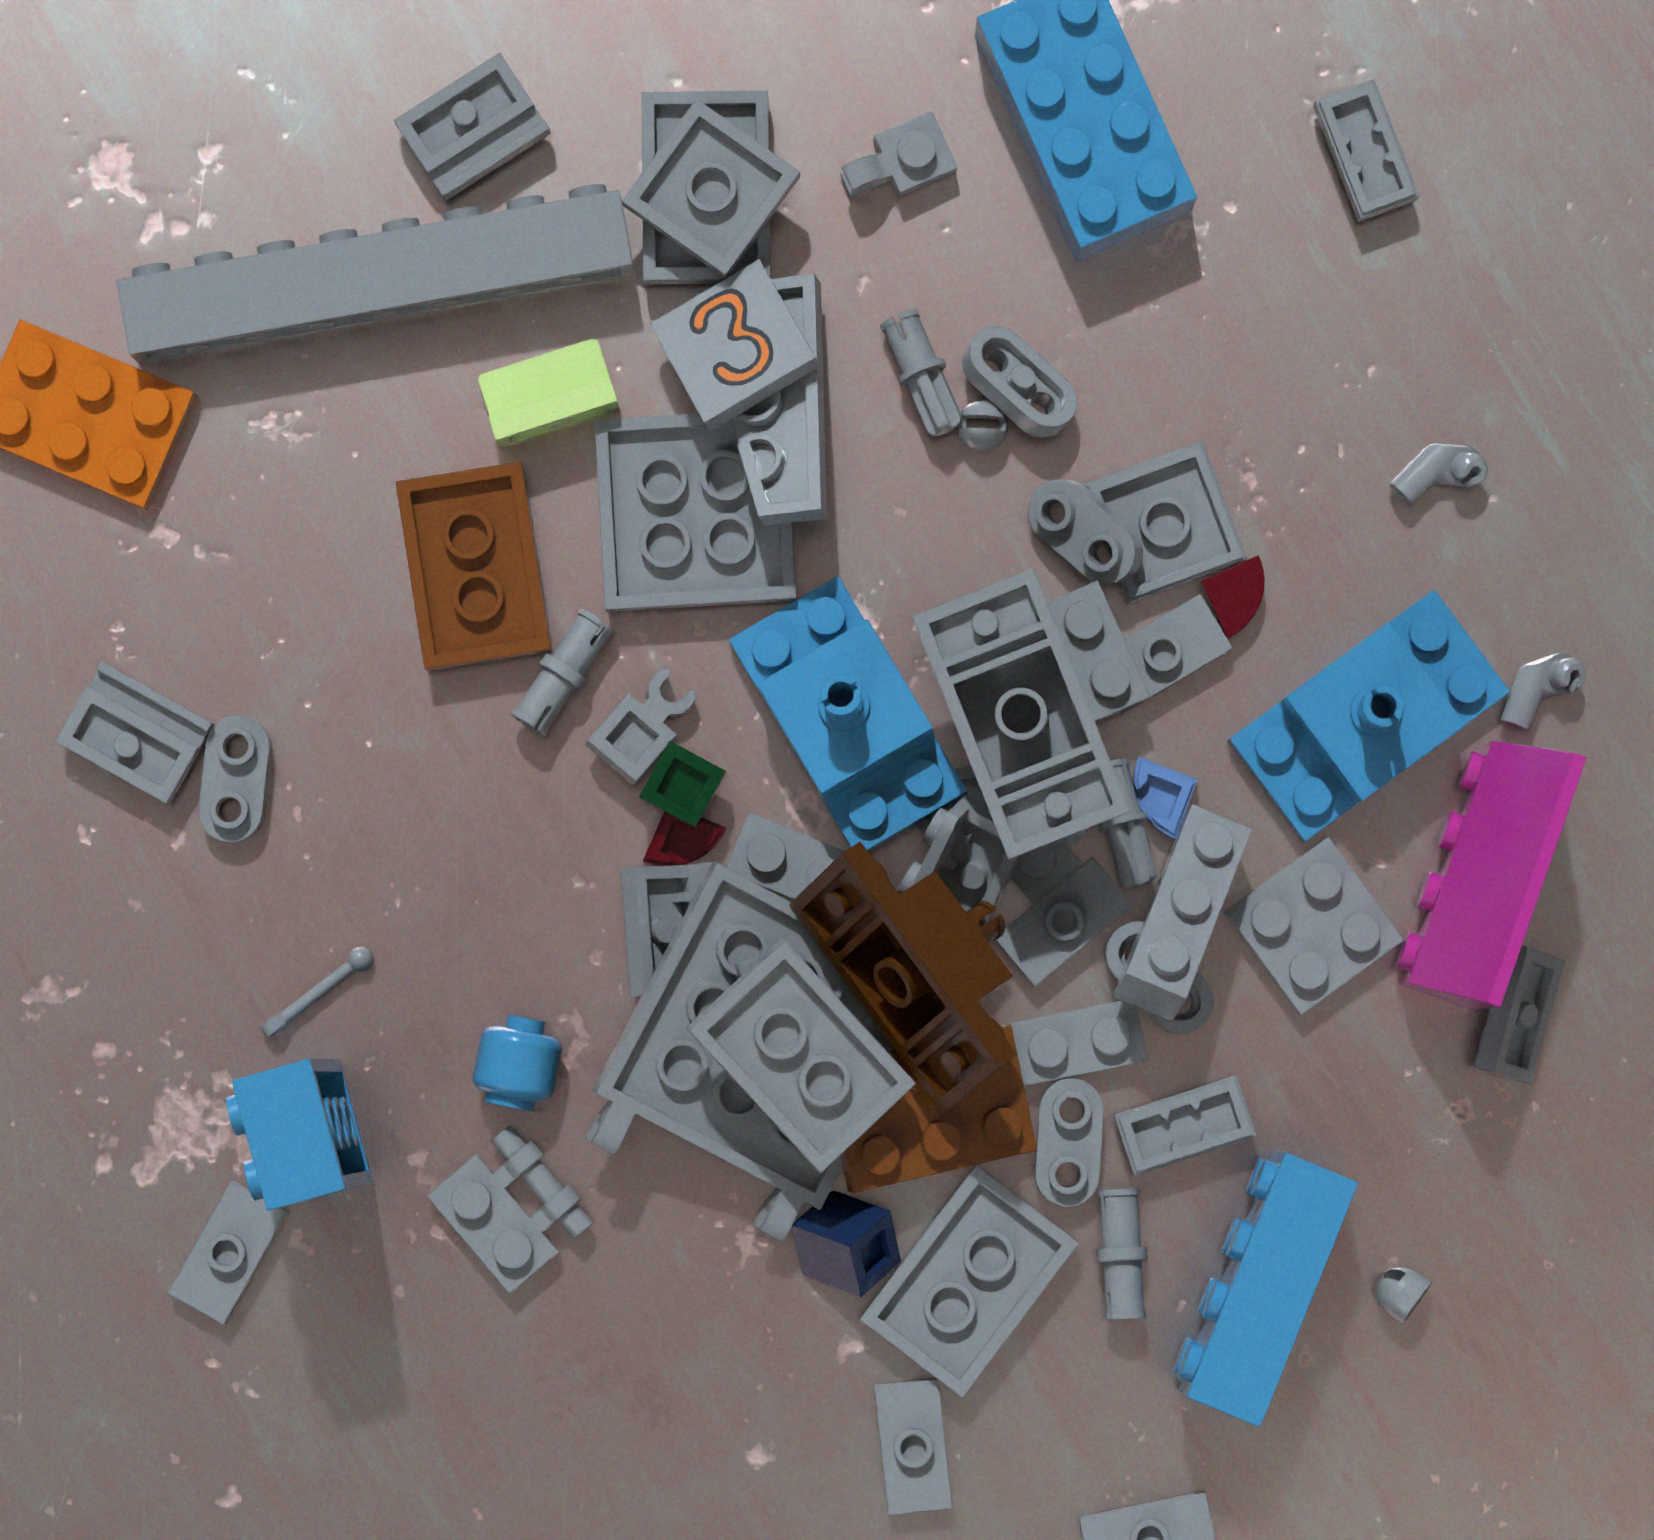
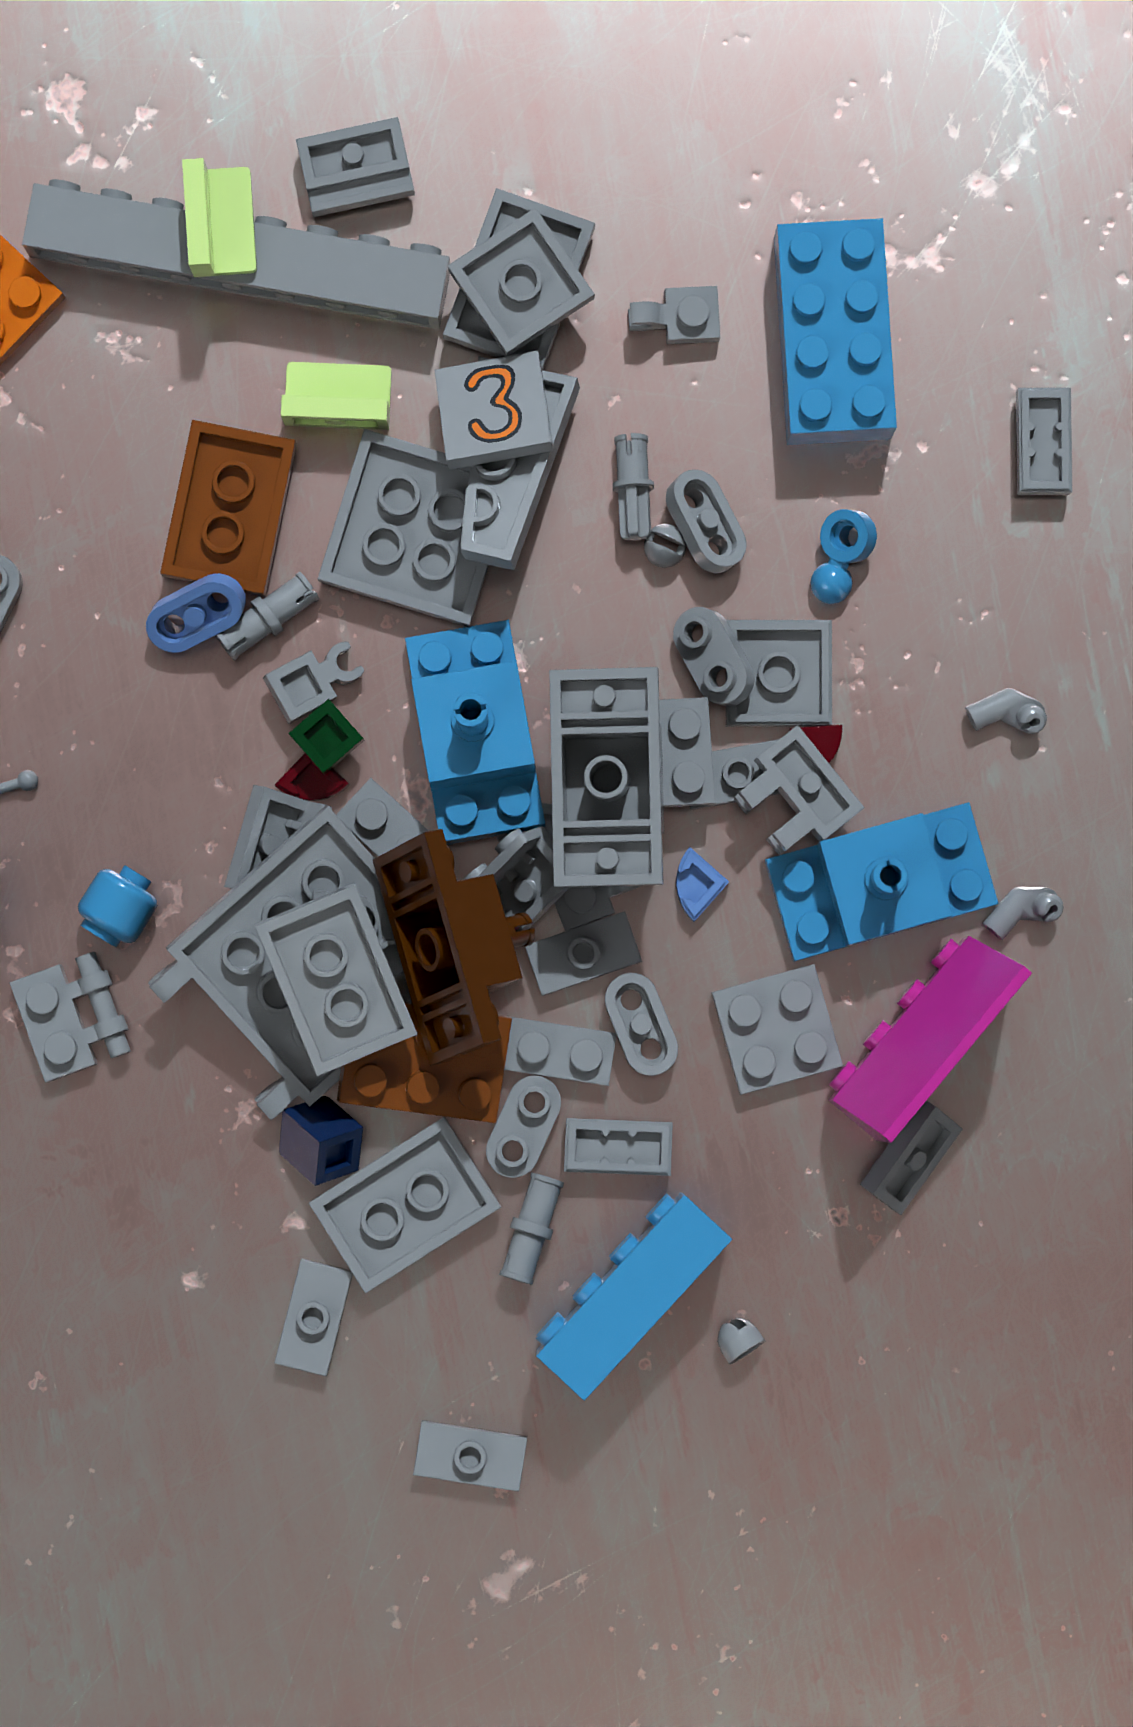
camera: 15 degrees right, 0 degrees up
(344, 243) = (219, 219): none -> yellowish green panel
(486, 696) = (199, 610): none -> medium blue plate
(1129, 836) = (659, 901): light grey axle -> none
(1182, 913) = (676, 979): light grey arch -> none
(1186, 395) = (832, 580): none -> dark azure plate
(1246, 637) = (807, 785): none -> light grey plate

